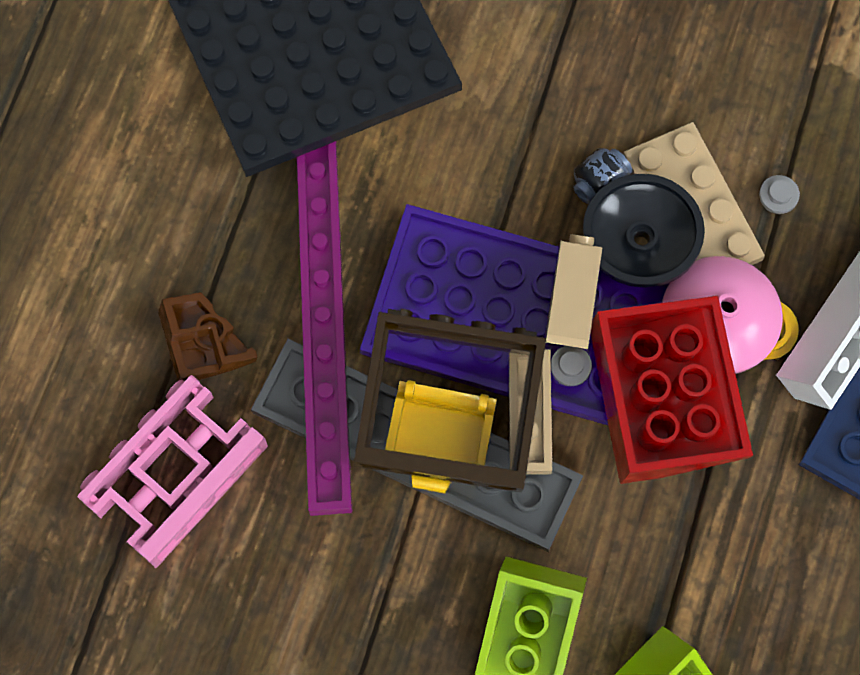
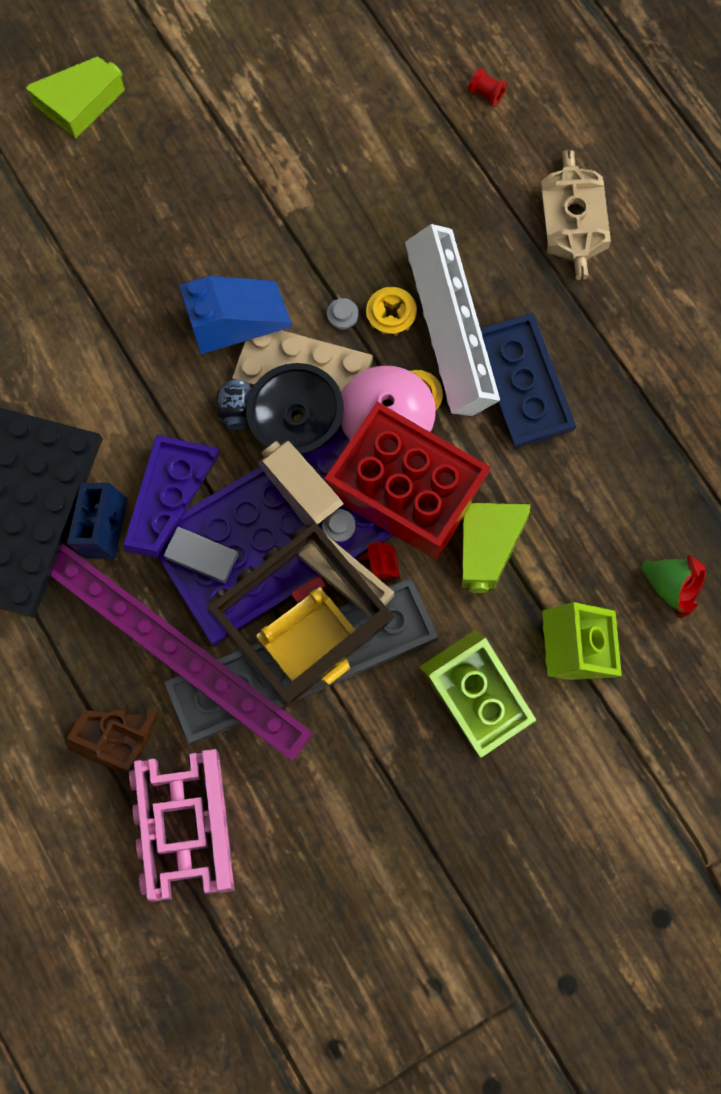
camera: 45 degrees left, 0 degrees up
(381, 151) = (97, 521): none -> dark blue brick
(431, 268) = (201, 555): none -> light grey tile
(465, 186) = (168, 487): none -> dark purple wing
(479, 387) = (304, 590): none -> red tile
(575, 435) = (382, 560): none -> red tile
(684, 518) = (488, 541): none -> lime slope
(686, 94) = (233, 310): none -> blue slope
(838, 226) = (392, 298): none -> yellow gear

